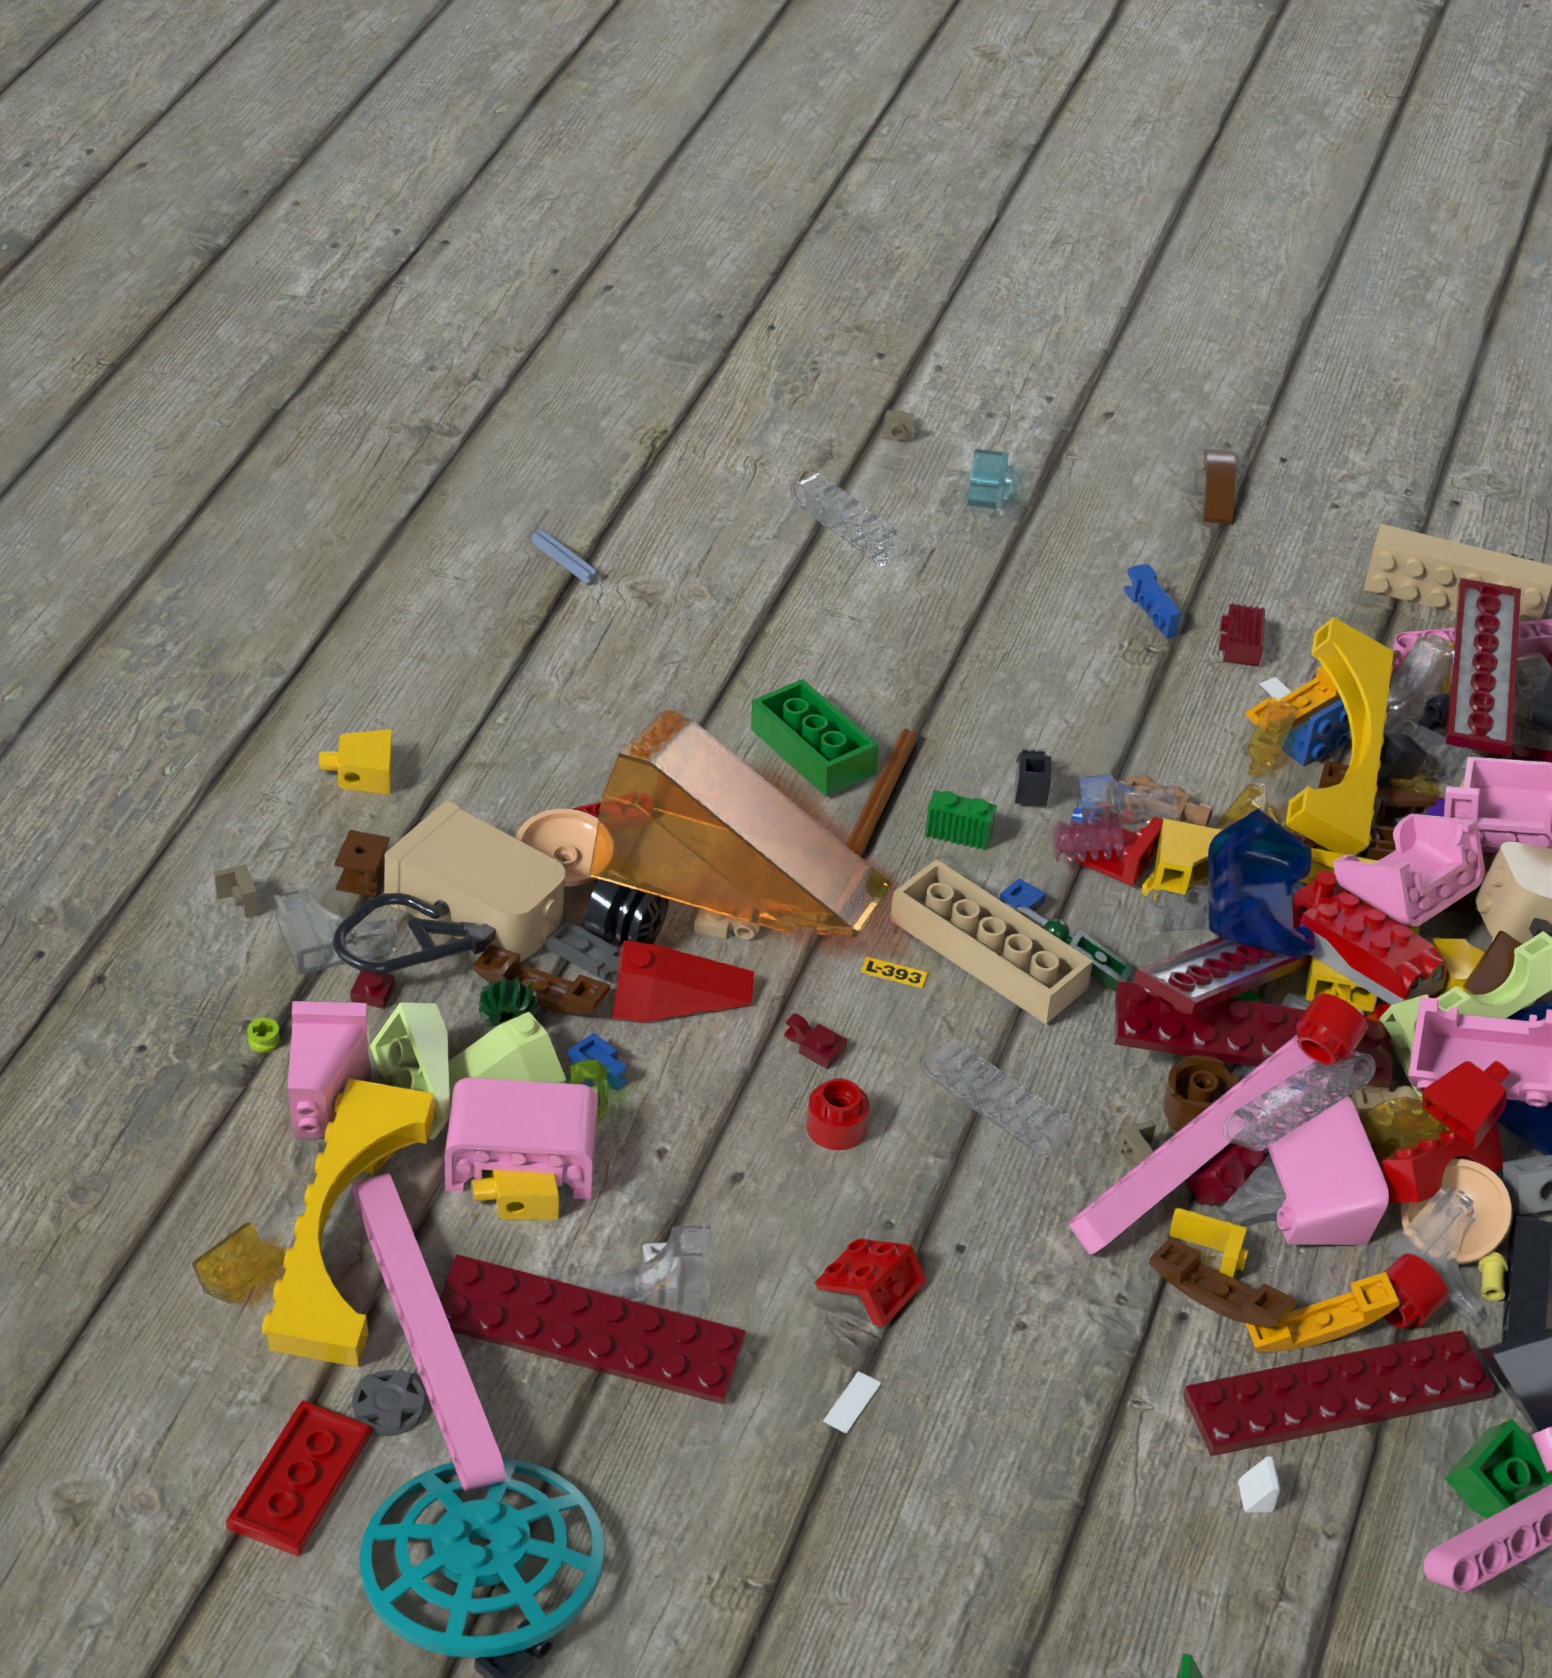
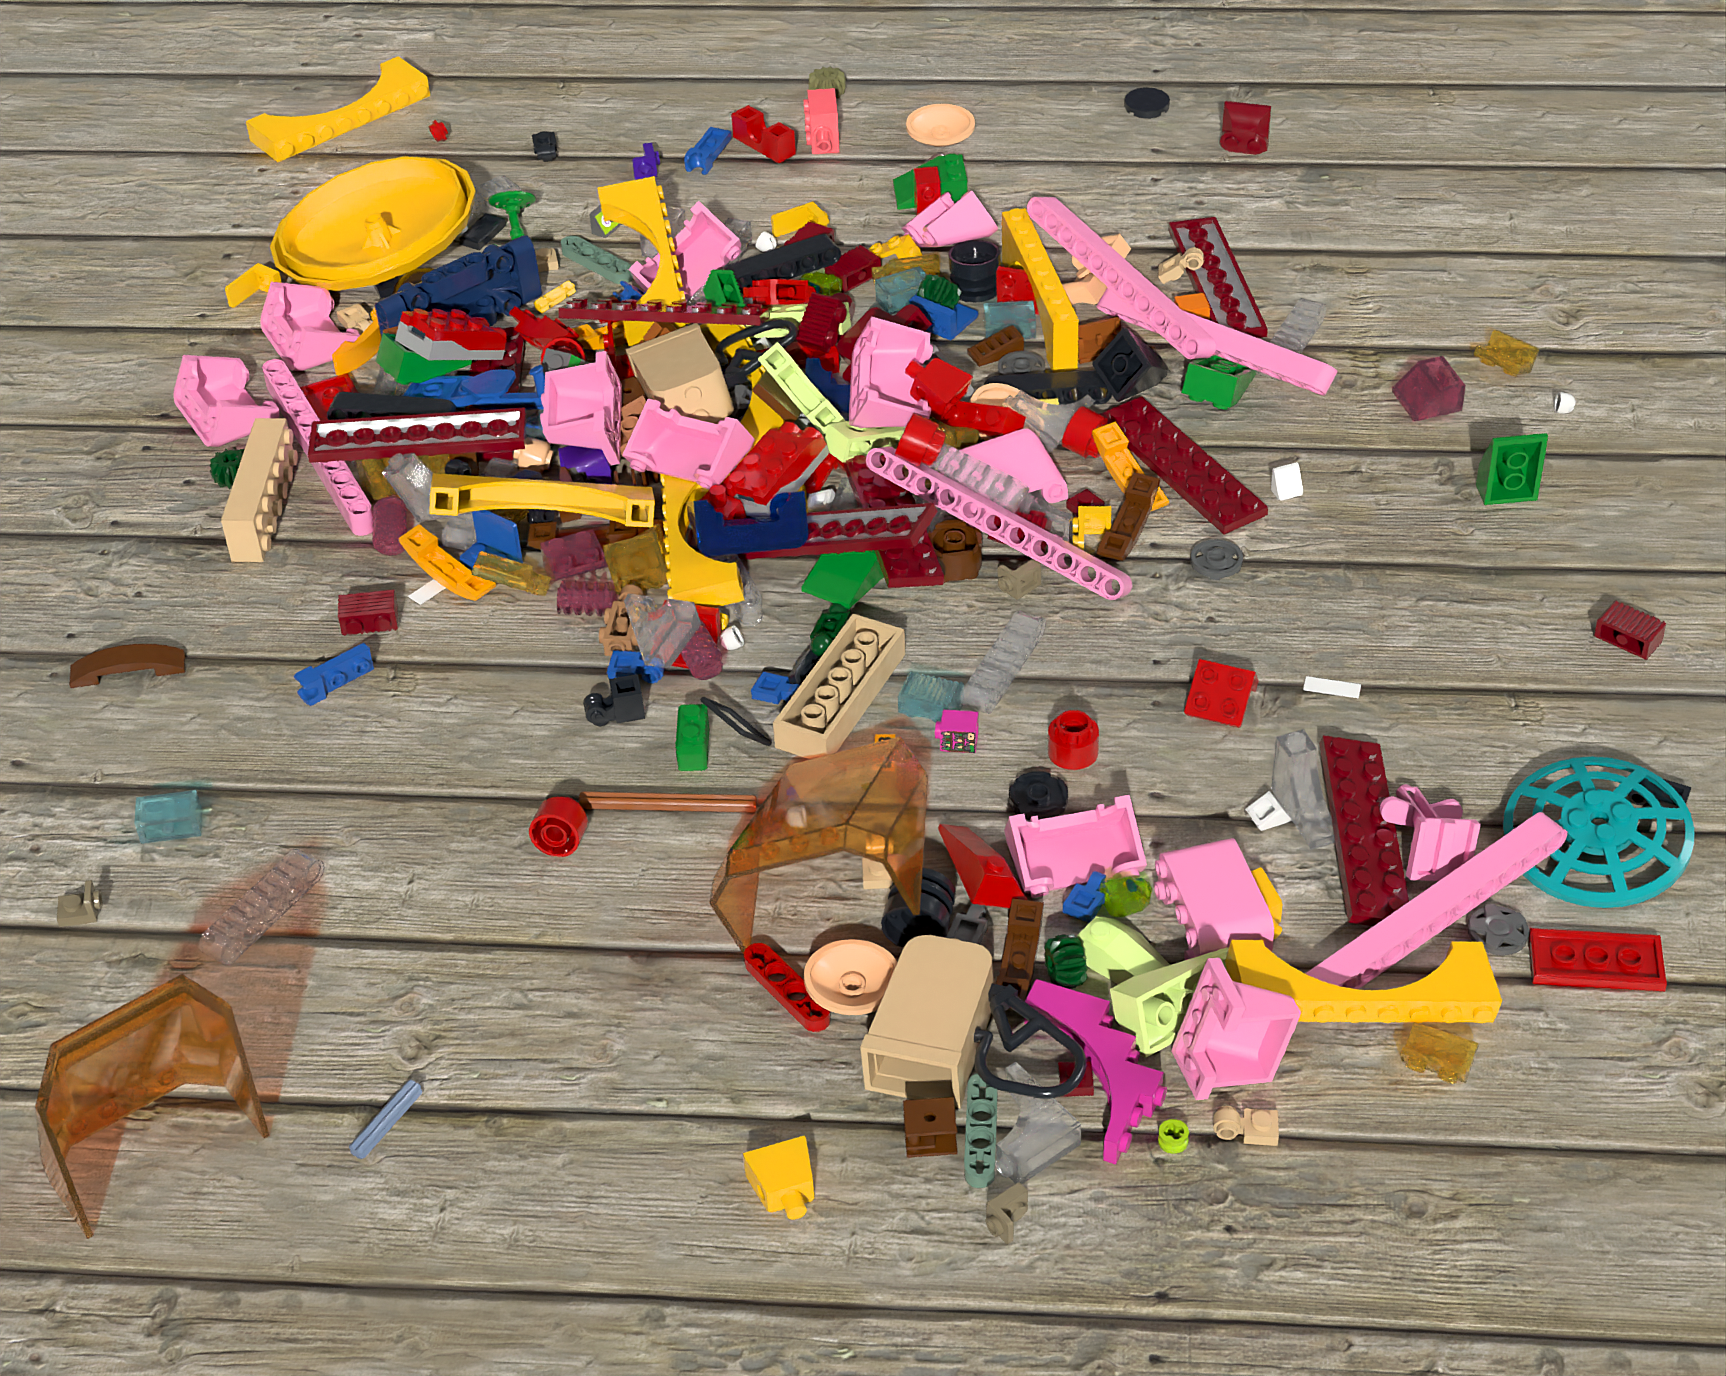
camera: 100 degrees left, 0 degrees up
(240, 1102) = (1257, 1125): none -> tan plate
(351, 901) = (980, 1129): none -> sand green beam
(453, 990) = (1129, 1087): none -> dark pink arch
(511, 1359) = (1440, 835): none -> bright pink piece
(581, 357) = (132, 1059): none -> clear orange windscreen
(673, 1059) = (1072, 846): none -> bright pink windscreen
(773, 1073) = (1038, 795): none -> black tile
(814, 737) = (621, 850): green brick -> none
(816, 1044) = (992, 775): dark red plate -> none
(869, 703) = (555, 823): none -> red piece
(891, 1025) = (958, 731): none -> dark pink brick
(954, 1014) = (928, 696): none -> clear light blue brick
(992, 818) = (716, 707): none -> black piece
(1108, 889) = (731, 638): none -> white hinge
(1126, 1364) = (1216, 562): none -> dark grey wheel
(1215, 782) = (585, 598): none -> clear pink piece
(1276, 1264) = (1084, 498): none -> dark red plate
(1281, 772) = (572, 556): none -> clear pink slope

